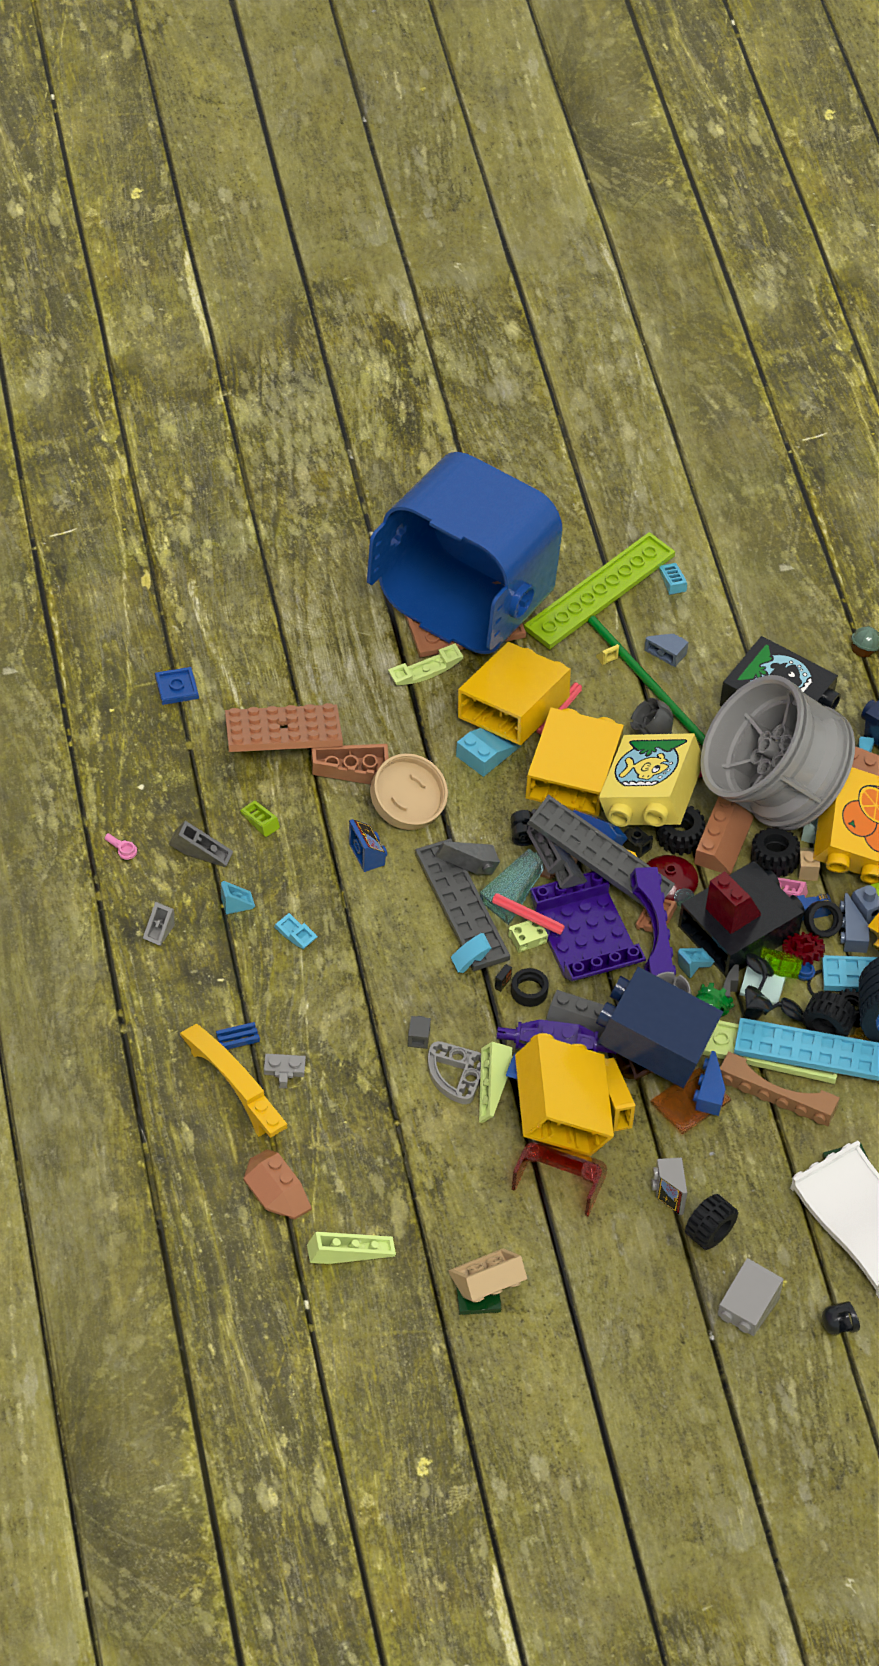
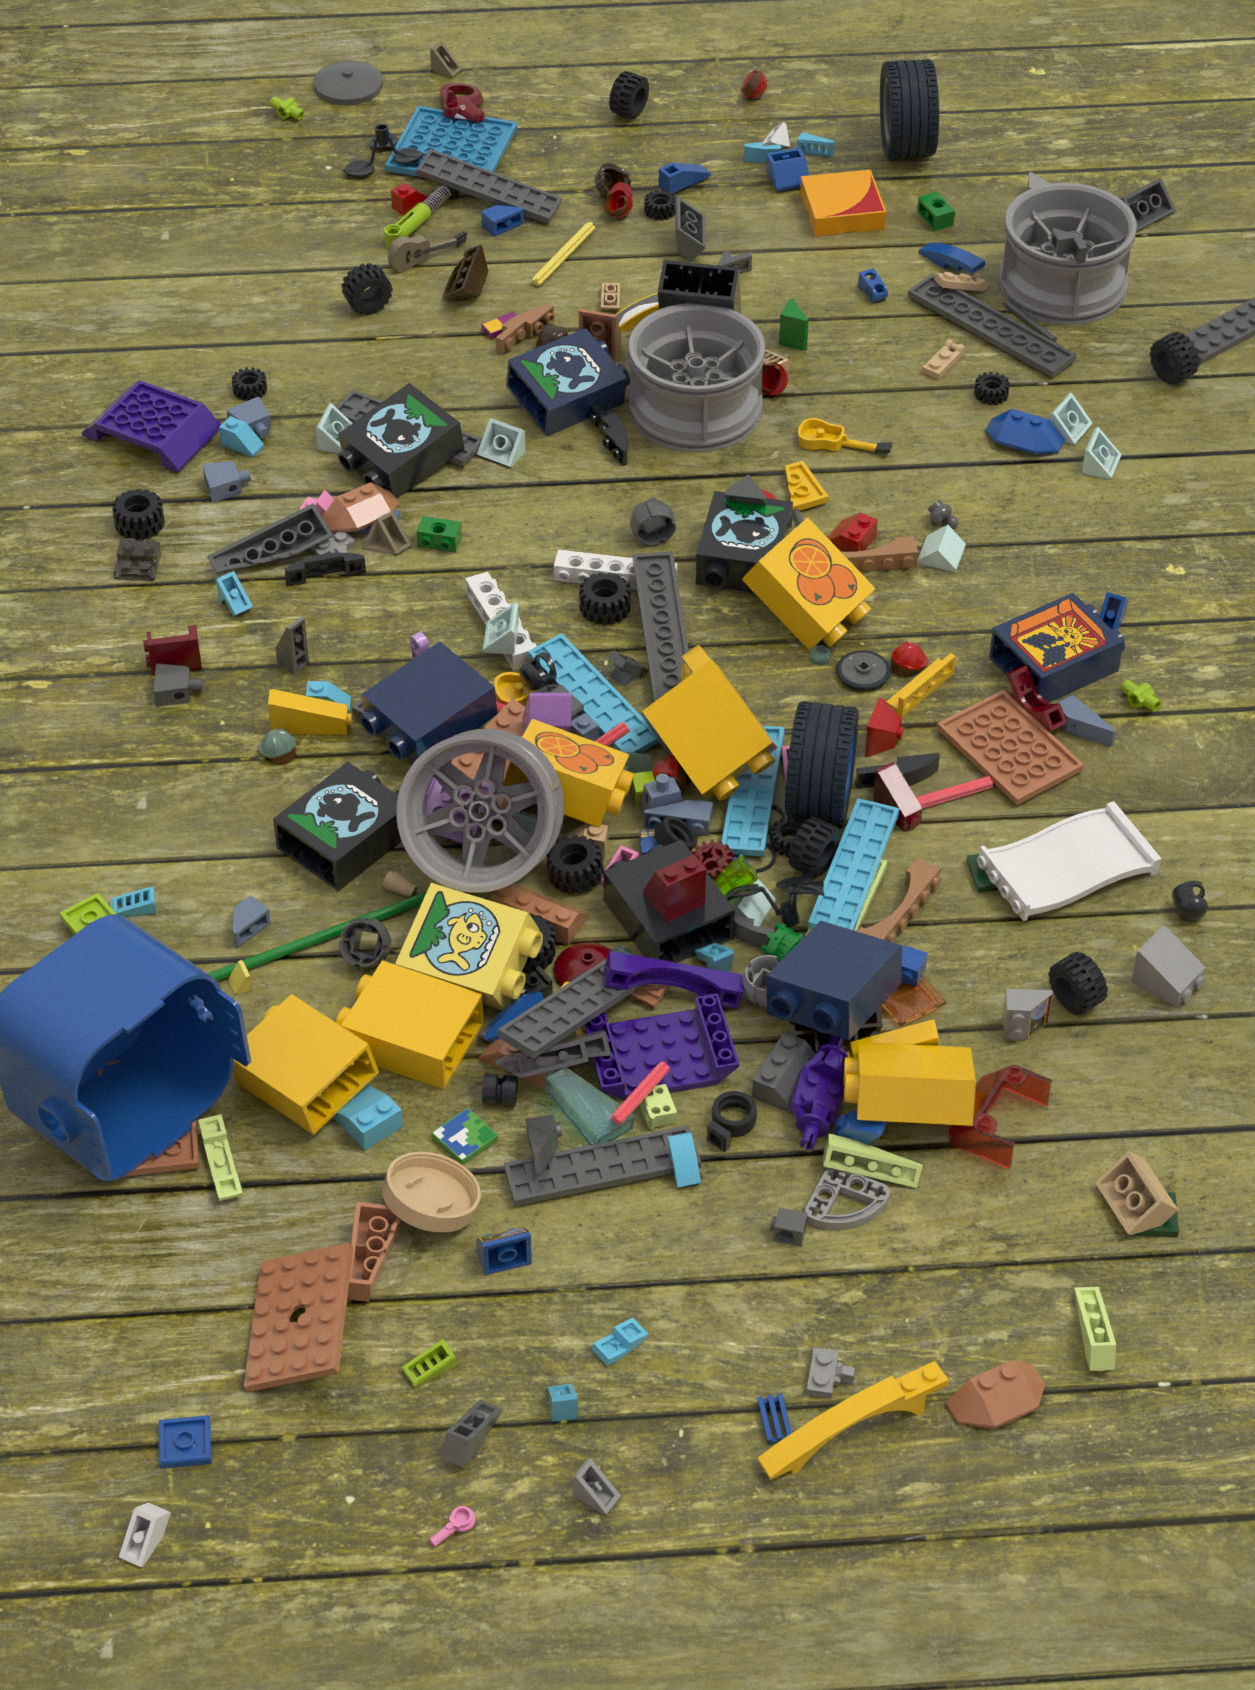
camera: 80 degrees left, 5 degrees down
(96, 671) = (144, 1533): none -> white slope
(478, 814) = (464, 1136): none -> tile

